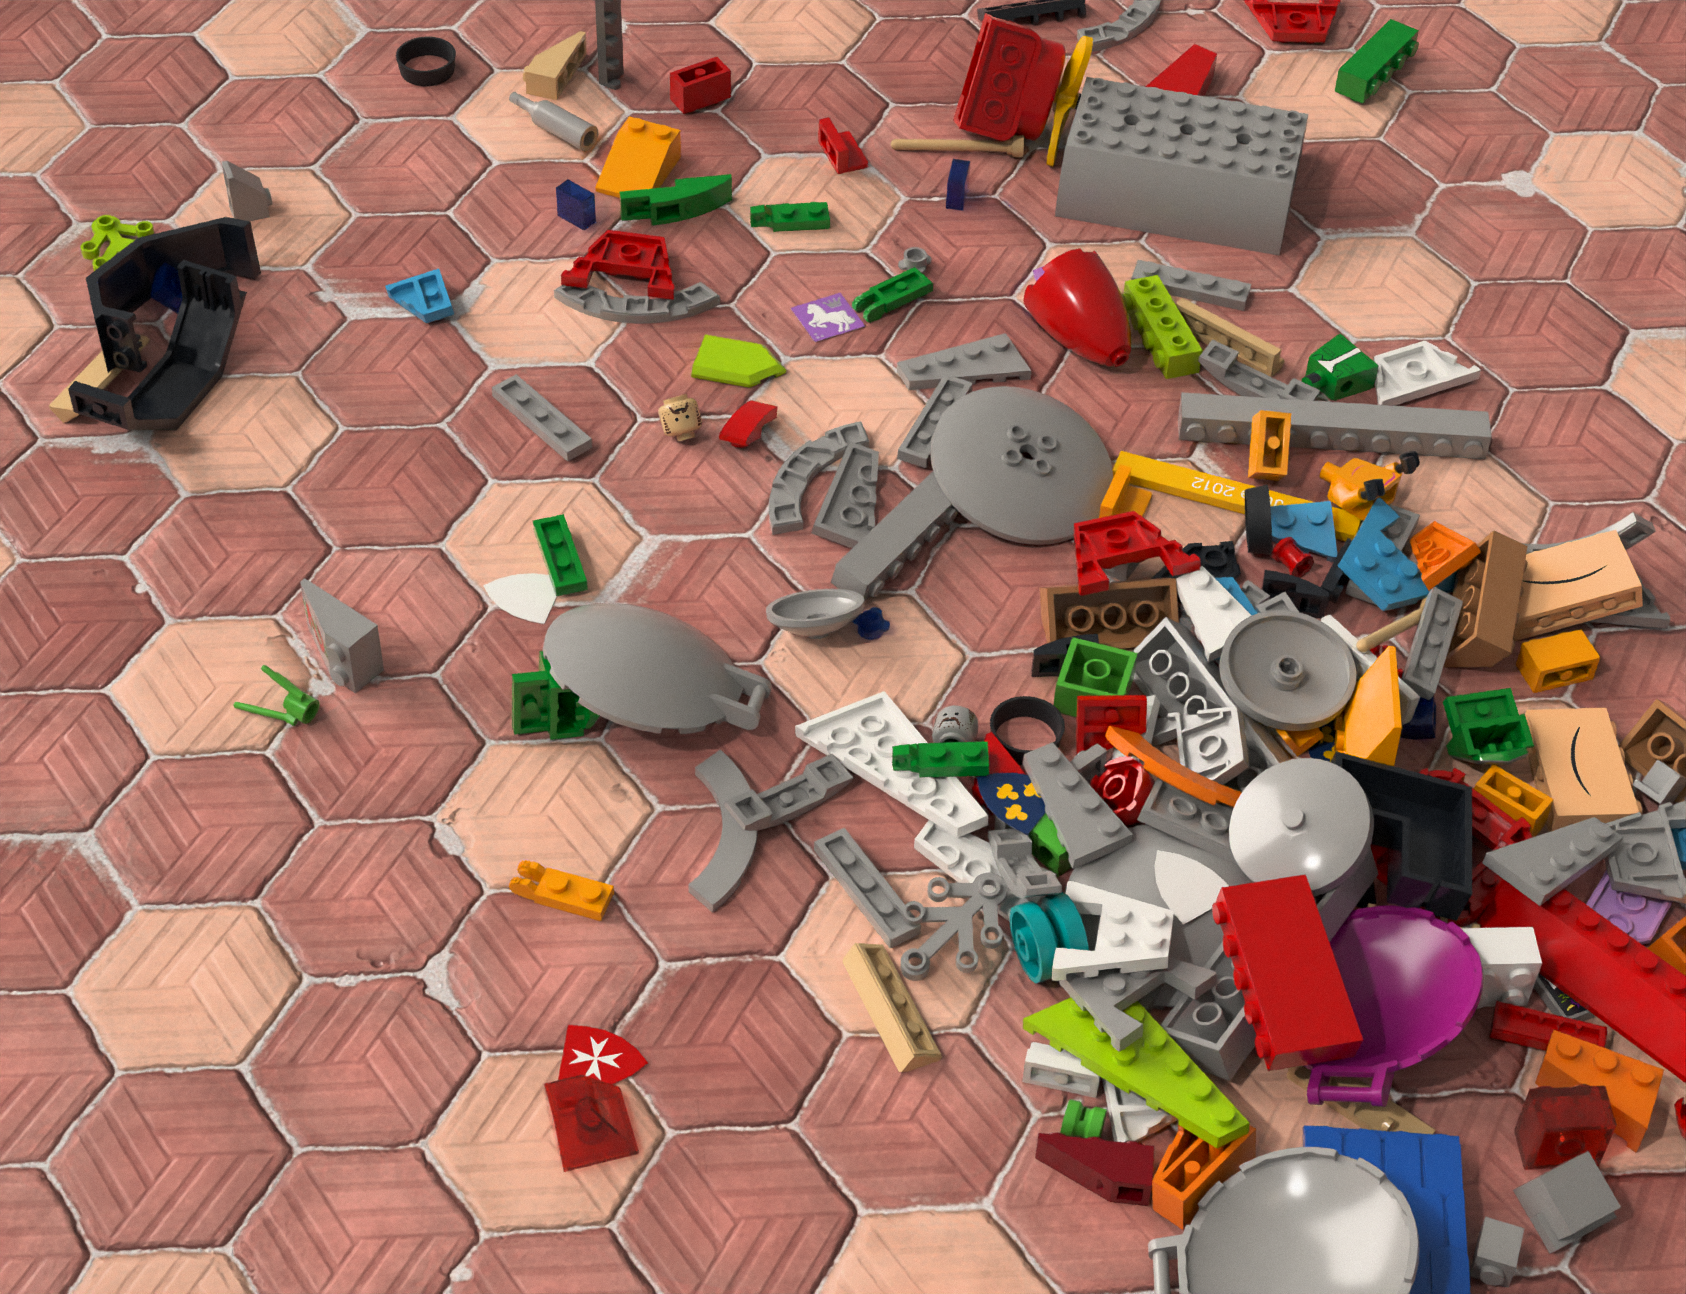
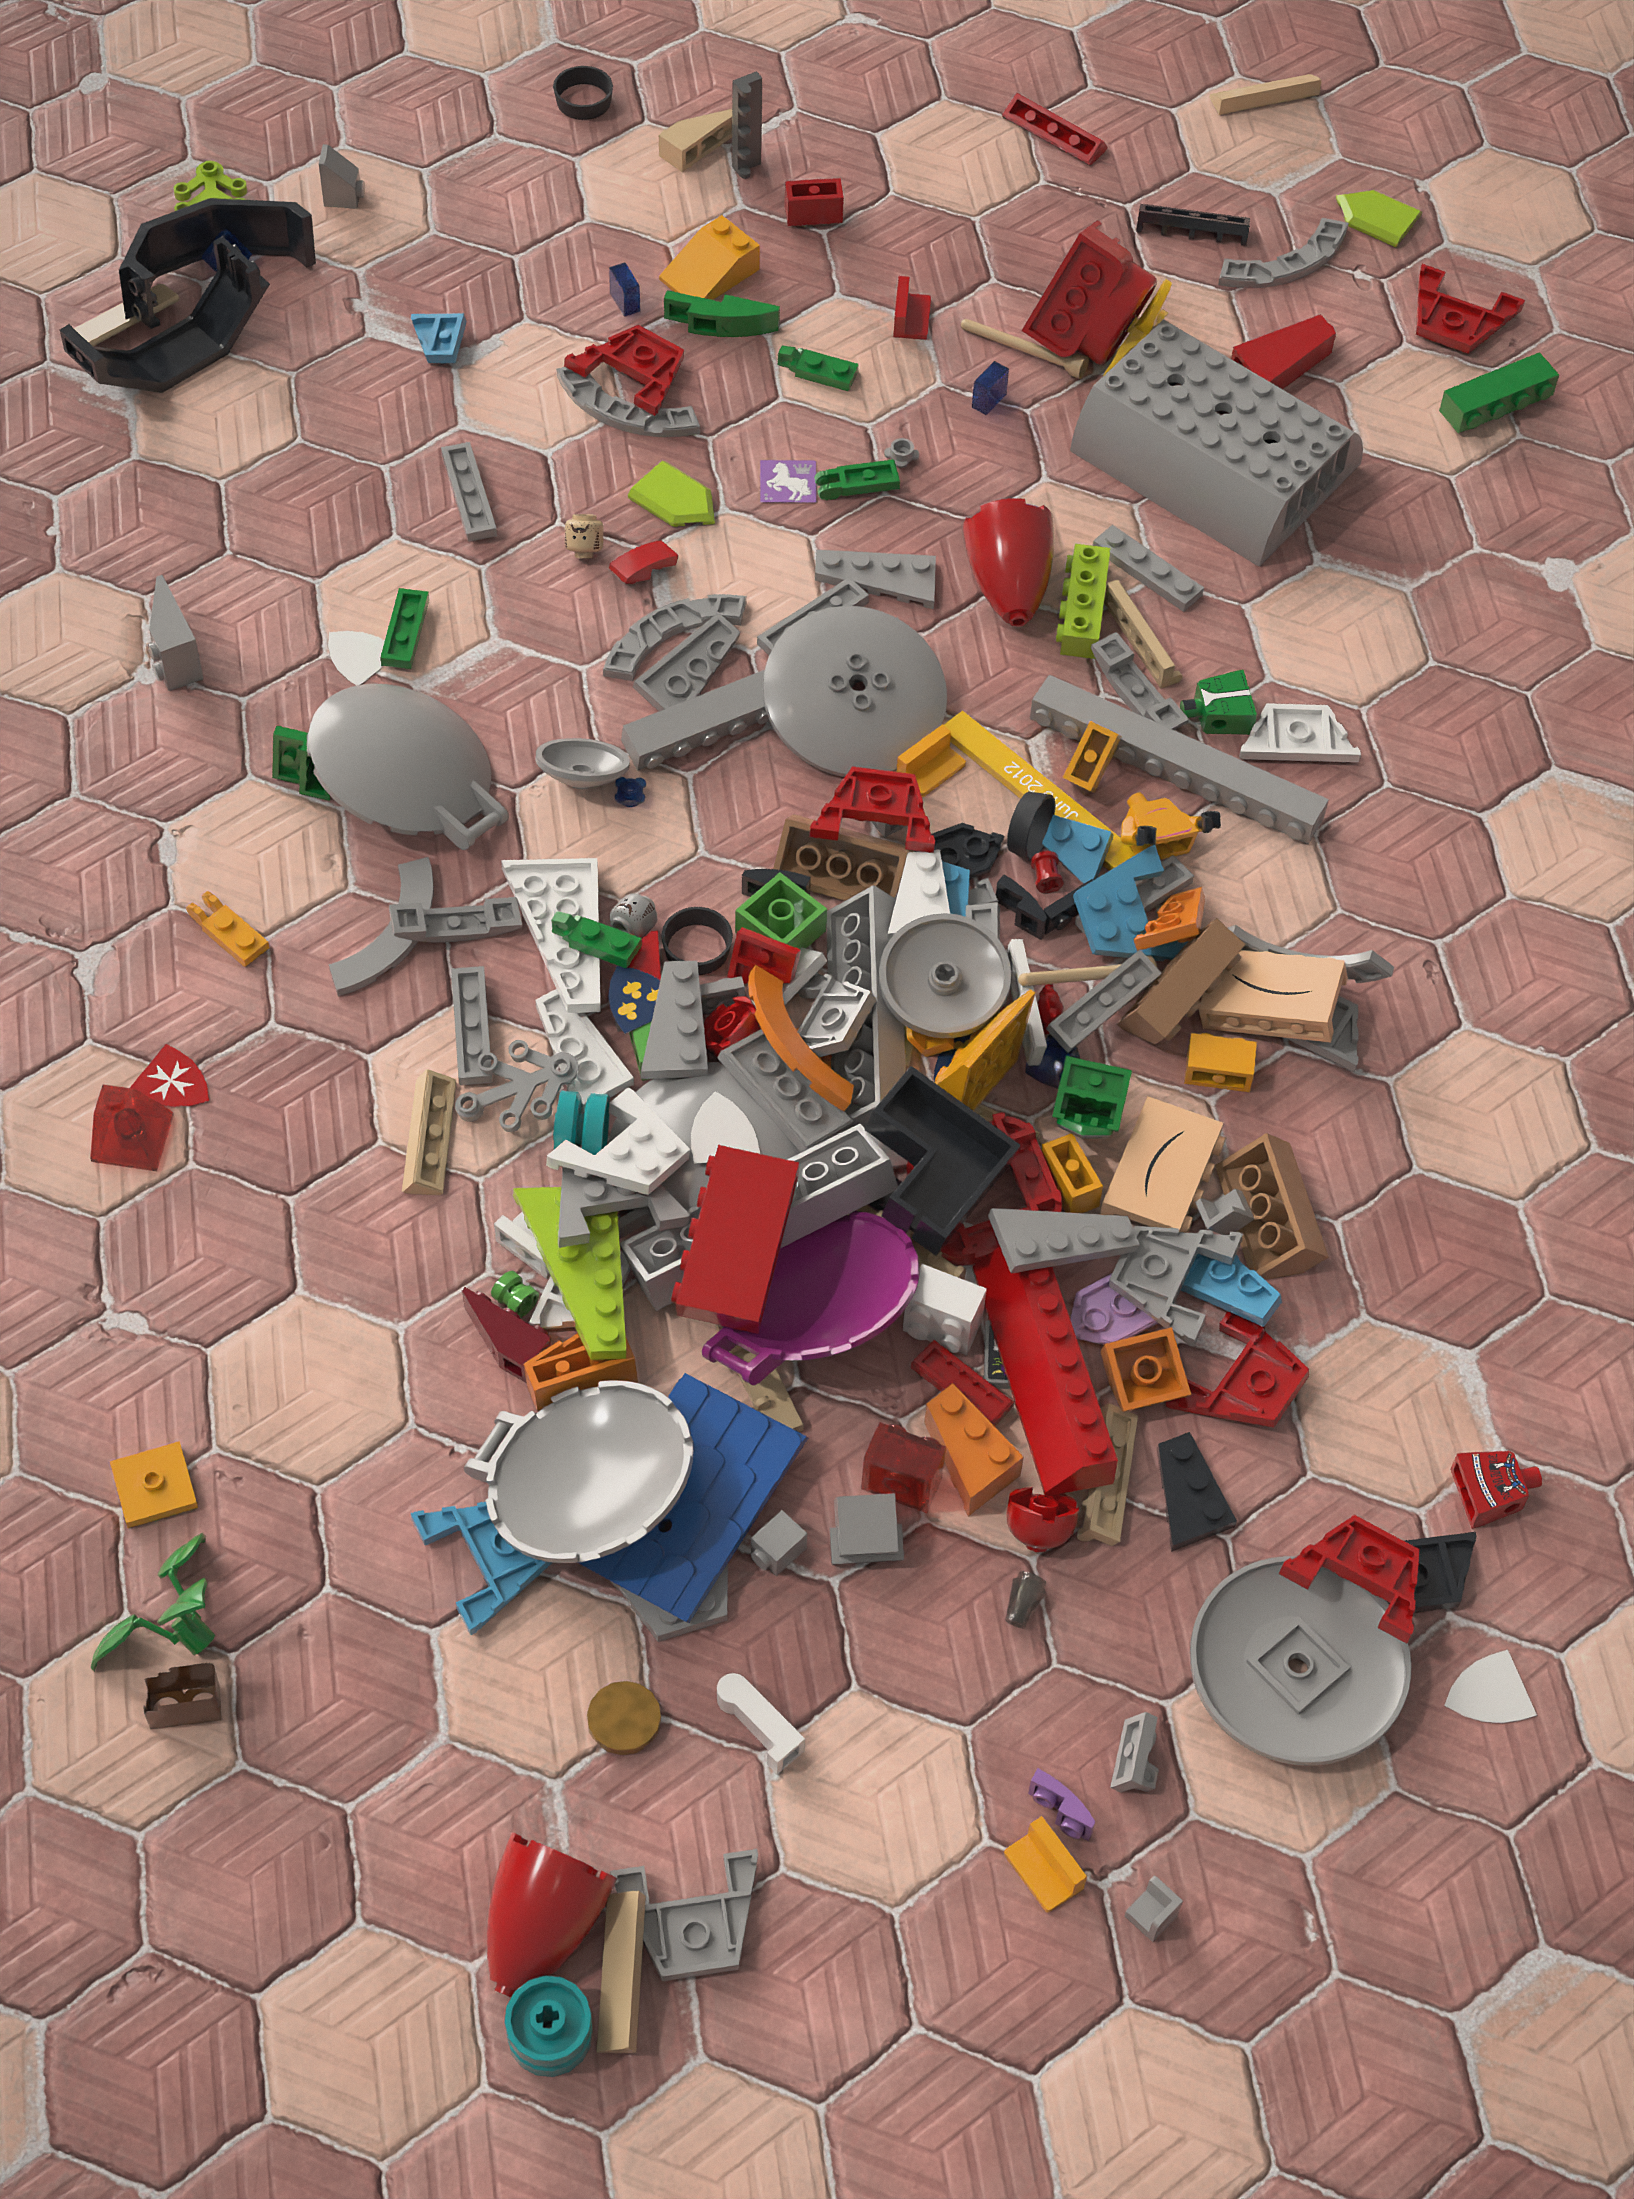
camera: 25 degrees right, 10 degrees up
(297, 703) = (113, 685): bright green plant -> none
(558, 122) = (664, 197): light grey piece -> none
(1018, 867) = (599, 1058): light grey slope -> none
(1301, 822) = (836, 1120): light grey dish -> none

